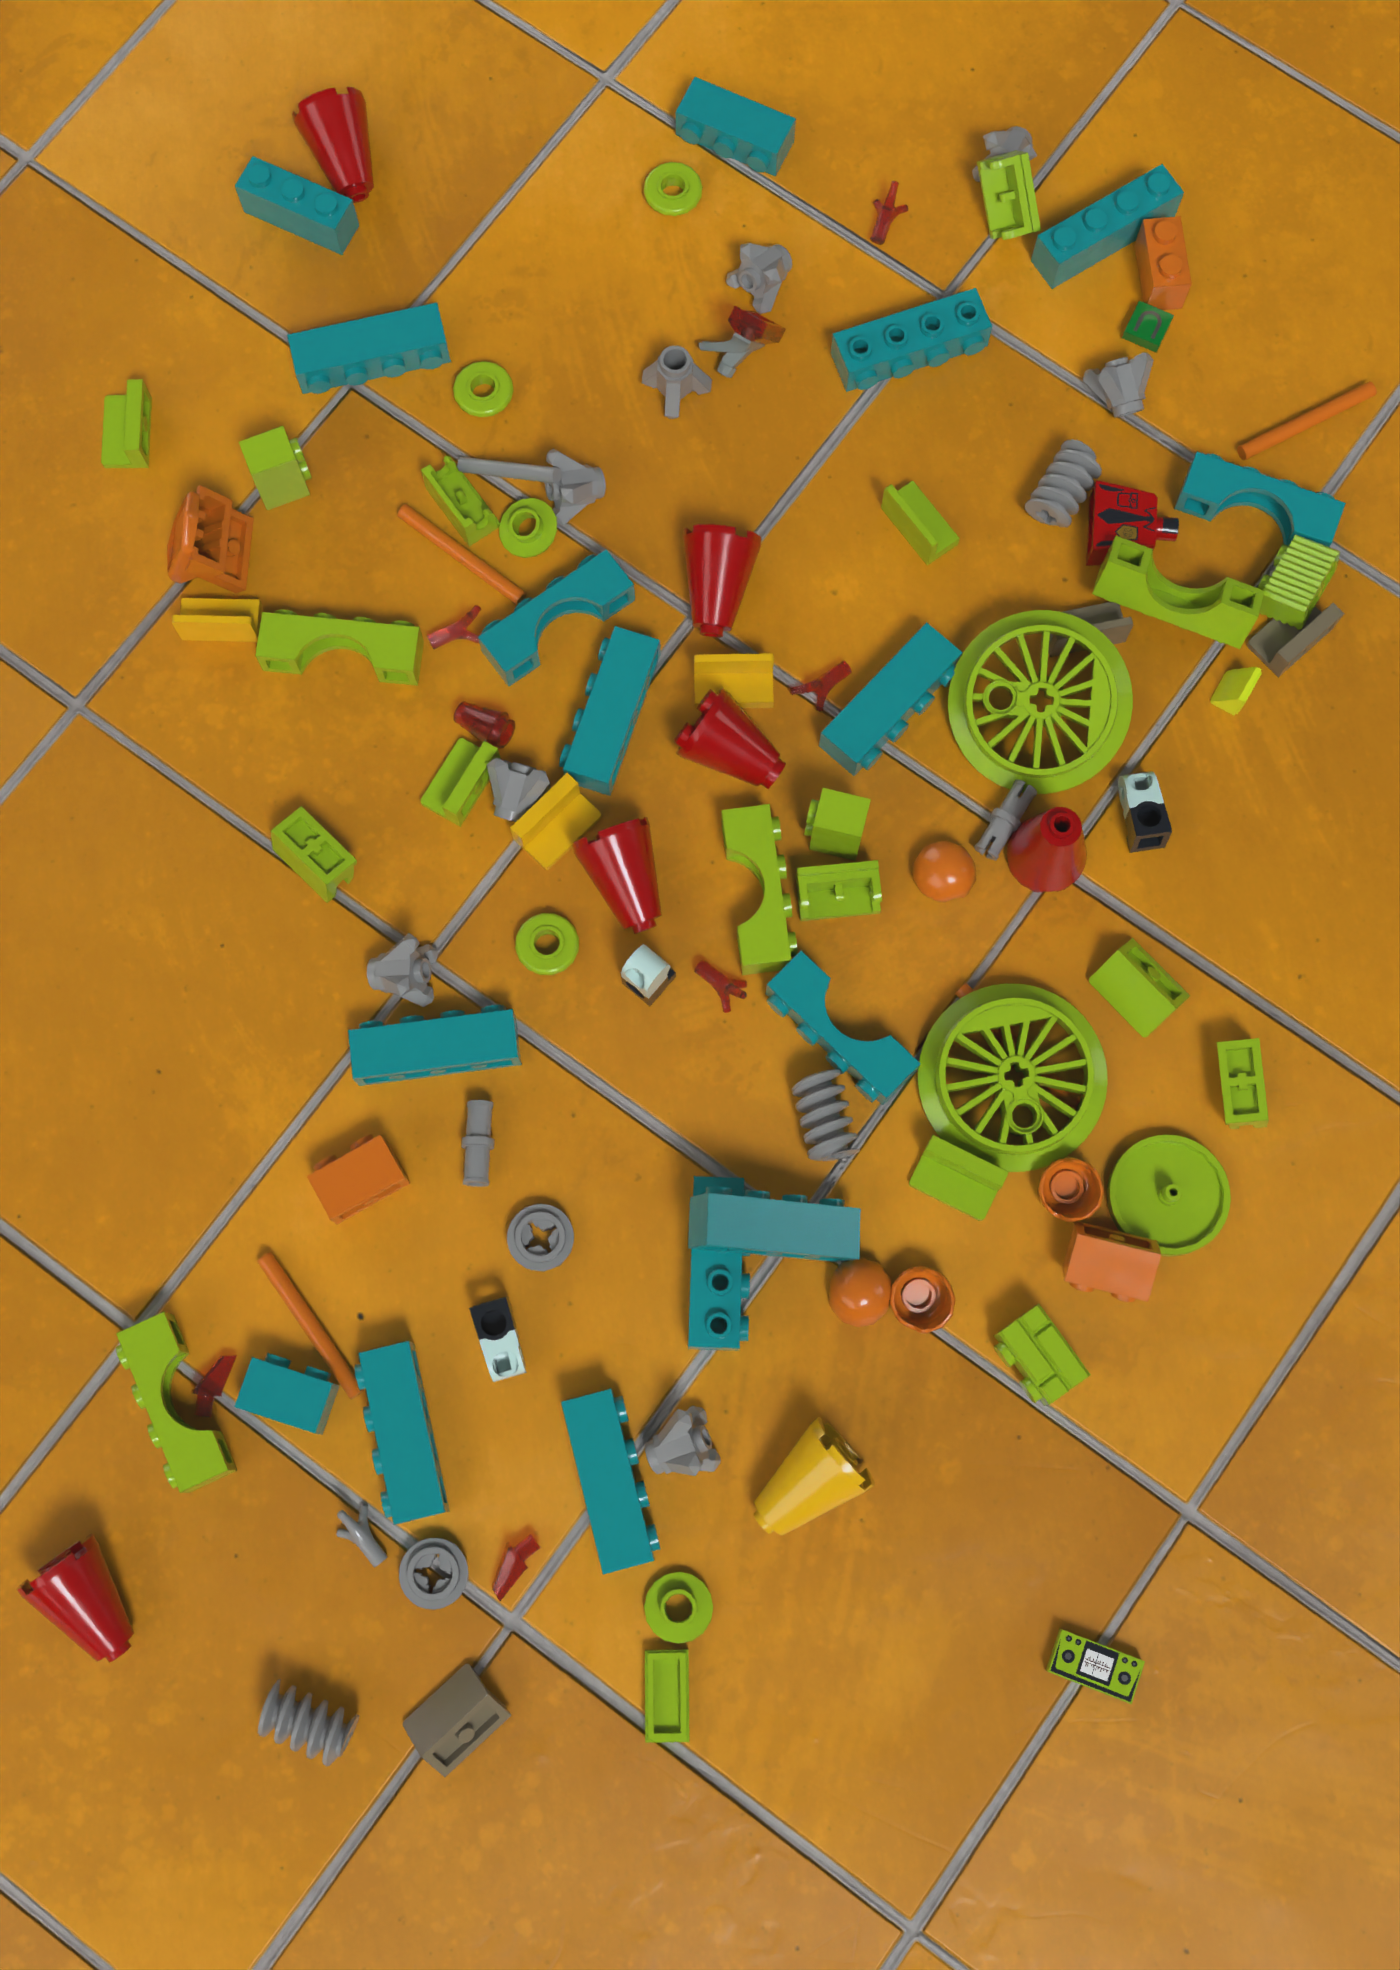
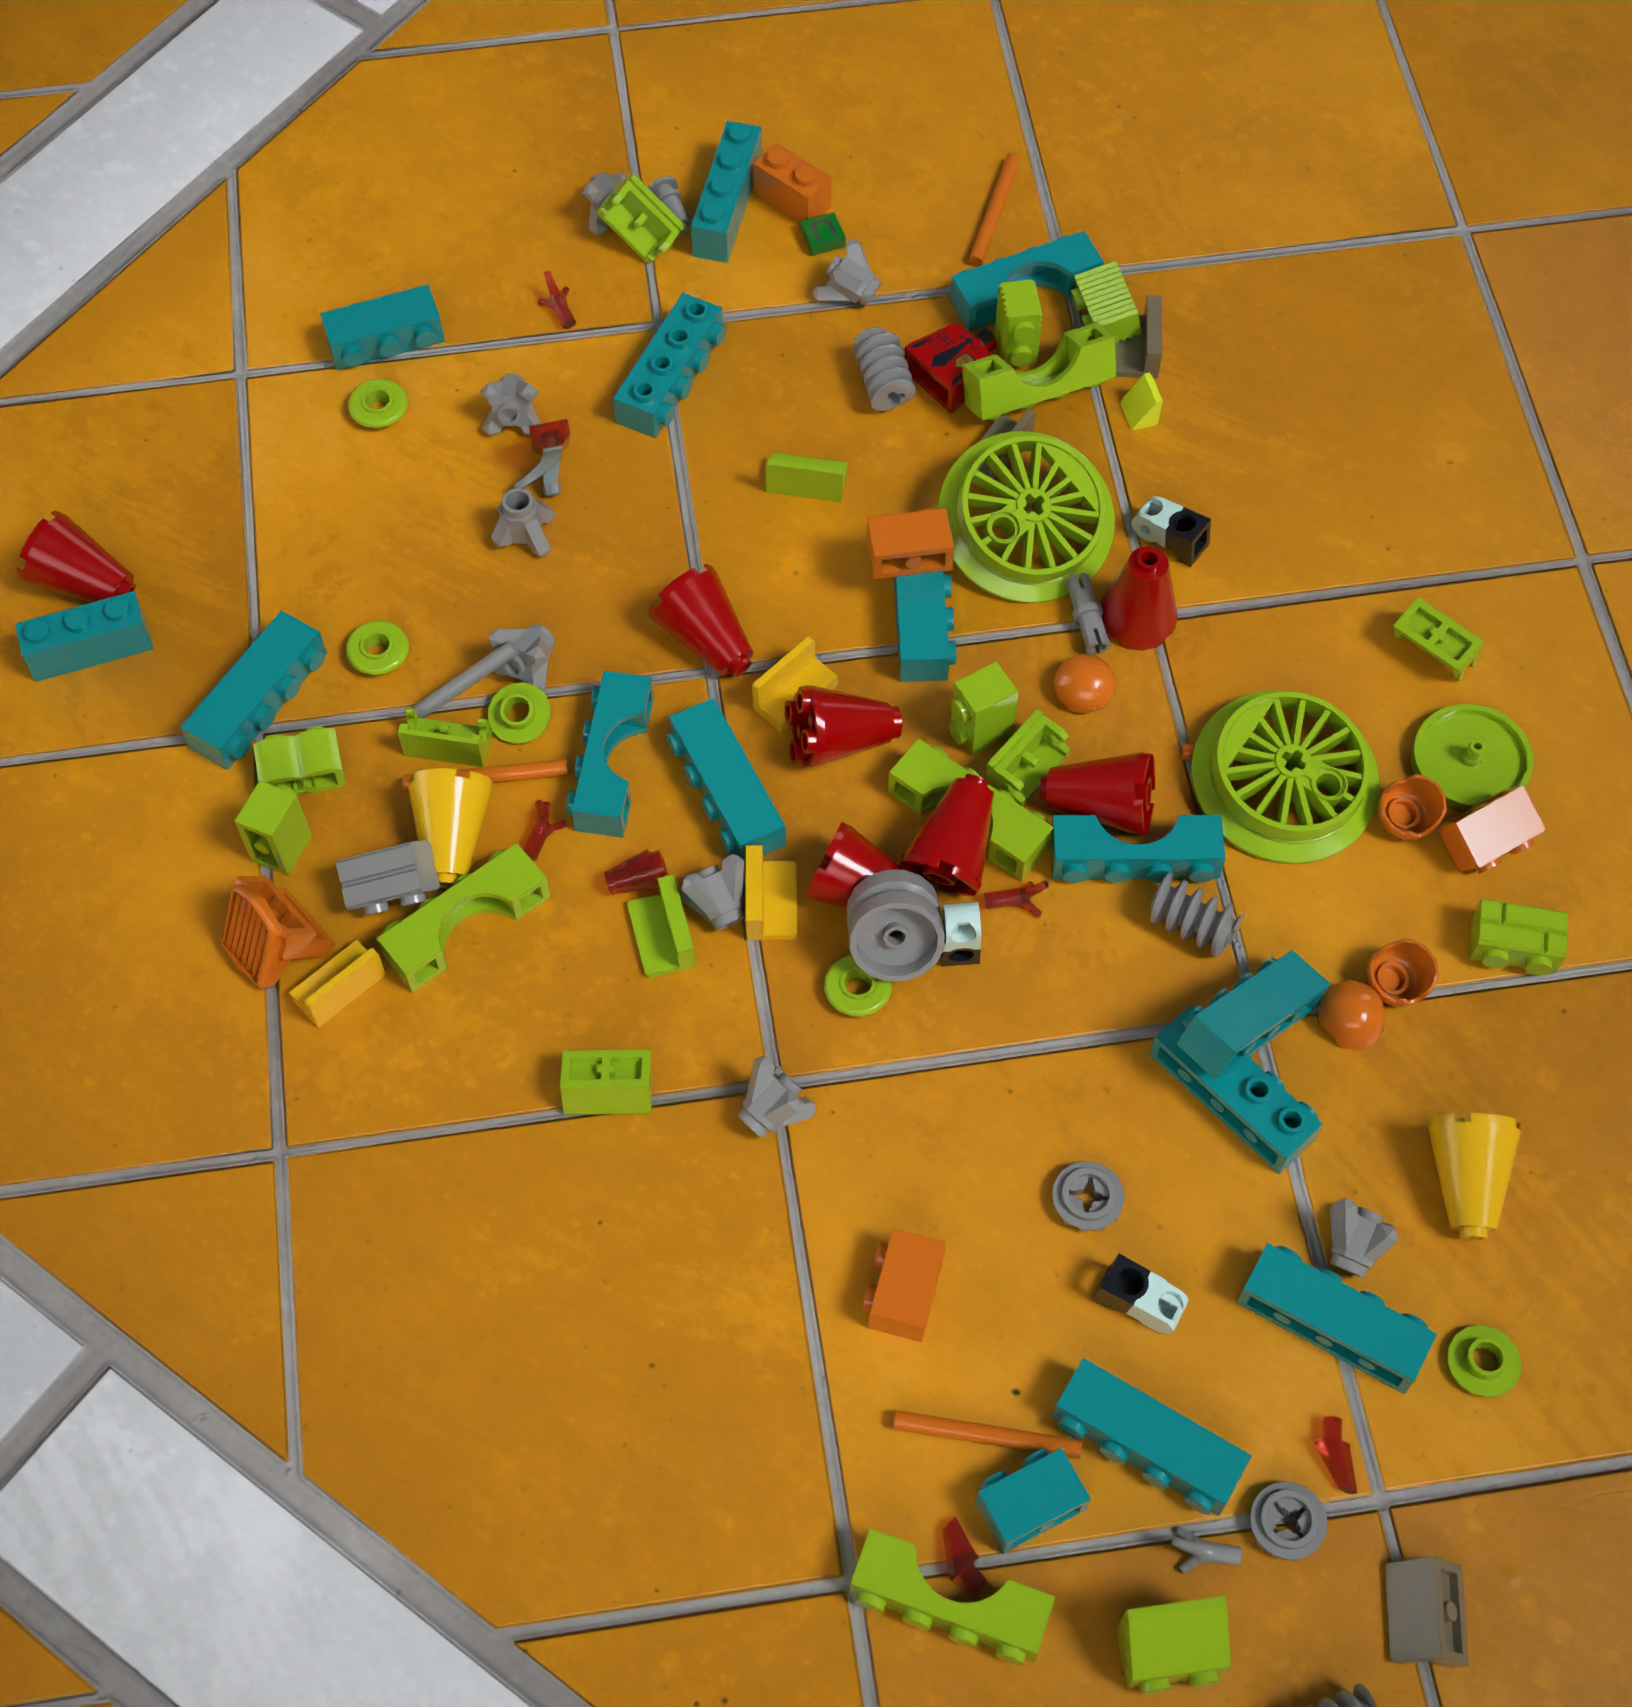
camera: 45 degrees left, 15 degrees down
(127, 427) = (104, 909): lime panel -> none
(270, 1574) = (1175, 1644): none -> lime slope
(312, 573) = (387, 876): none -> light grey brick
(345, 432) = (302, 762): none -> lime brick
(391, 570) = (449, 816): none -> yellow cone
(434, 1046) = (856, 1133): teal brick -> none
(478, 1143) = (966, 1173): light grey pin -> none
(599, 927) = (895, 925): none -> light grey wheel
(667, 1695) = (1549, 1433): lime tile -> none
(710, 902) = (954, 838): none -> red cone
(824, 683) = (858, 636): clear red bar -> none
(862, 969) = (1109, 788): none -> red cone
(917, 646) = (909, 543): none -> orange brick
(957, 1178) = (1326, 873): lime panel -> none
(1054, 195) = (666, 190): none -> light grey pin
(1138, 988) = (1300, 644): lime panel -> none
(1204, 537) = (1018, 322): none -> lime brick

